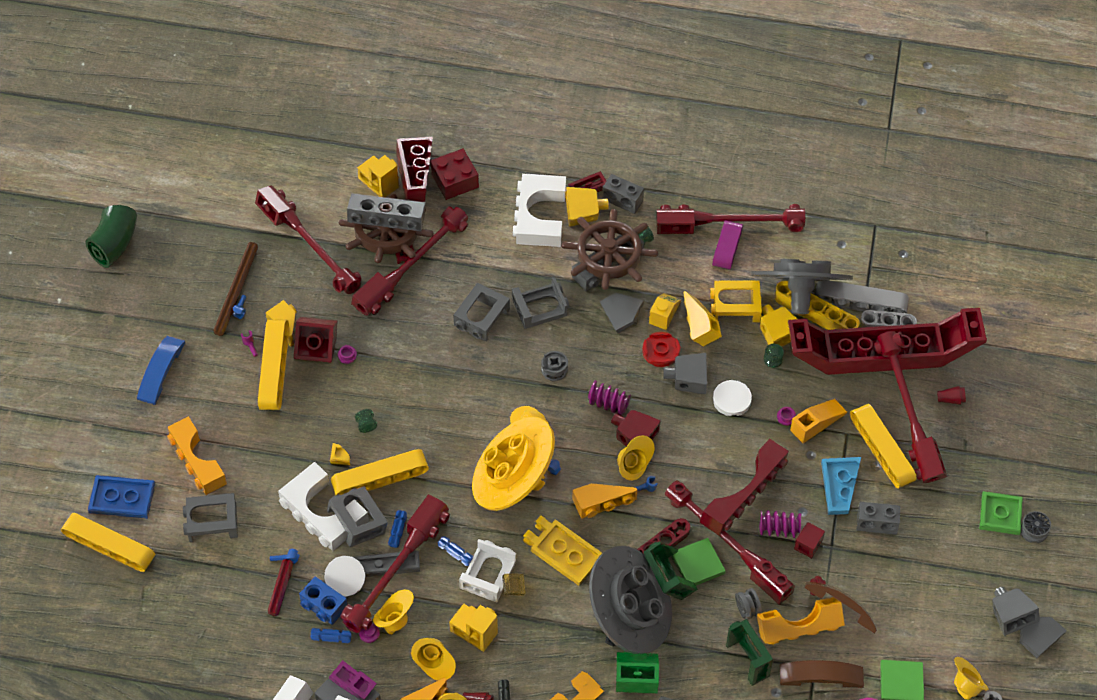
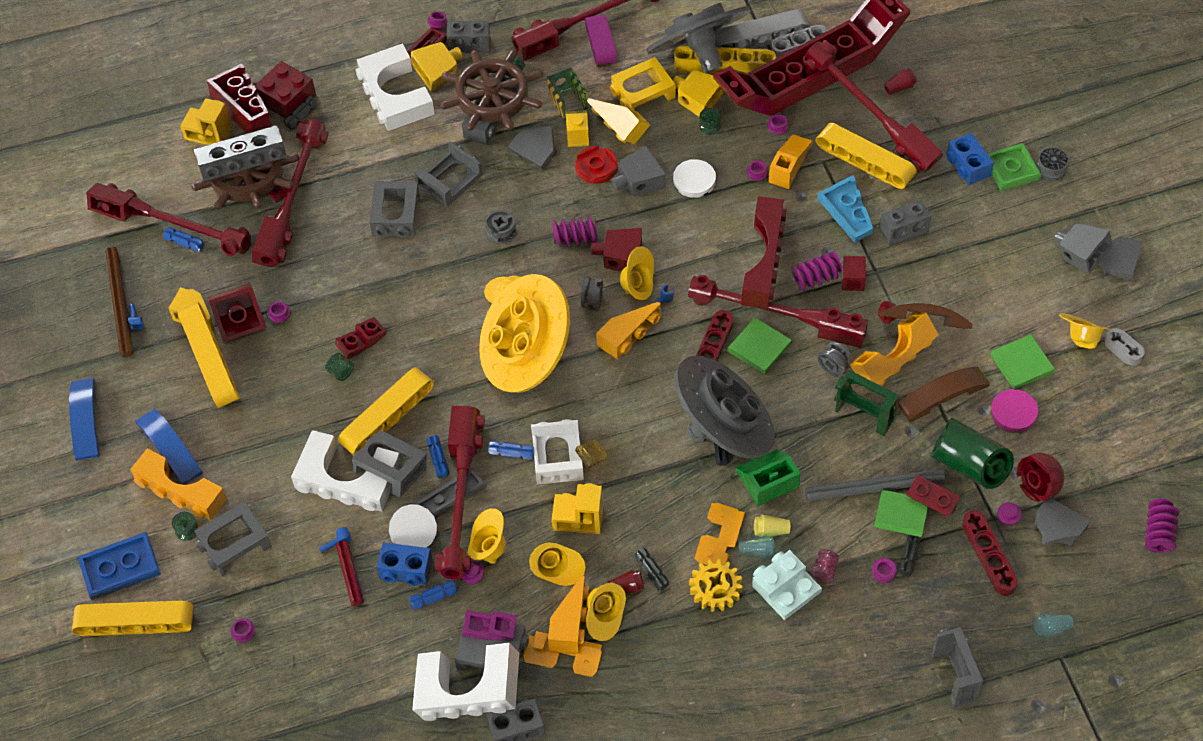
camera: 25 degrees left, 0 degrees up
(179, 591) = (243, 630): none -> magenta plate
(187, 492) = (187, 531): none -> clear green wheel
(207, 422) = (169, 446): none -> blue slope
(249, 341) = (164, 347): magenta hand -> none
(310, 261) = (183, 239): none -> blue axle
(339, 455) = (331, 414): yellow tile -> none
(396, 406) = (364, 336): none -> dark red slope
(457, 197) = (300, 112): none -> pearl dark grey axle
(562, 549) = (619, 396): yellow tile -> none
(591, 454) = (594, 295): none -> dark grey wheel
(607, 168) = (437, 20): none -> magenta plate
(664, 269) = (571, 81): none -> clear green piece
(676, 586) = (757, 377): dark green panel -> none
(828, 384) = (778, 124): none -> magenta plate
(970, 489) = (969, 159): none -> blue brick

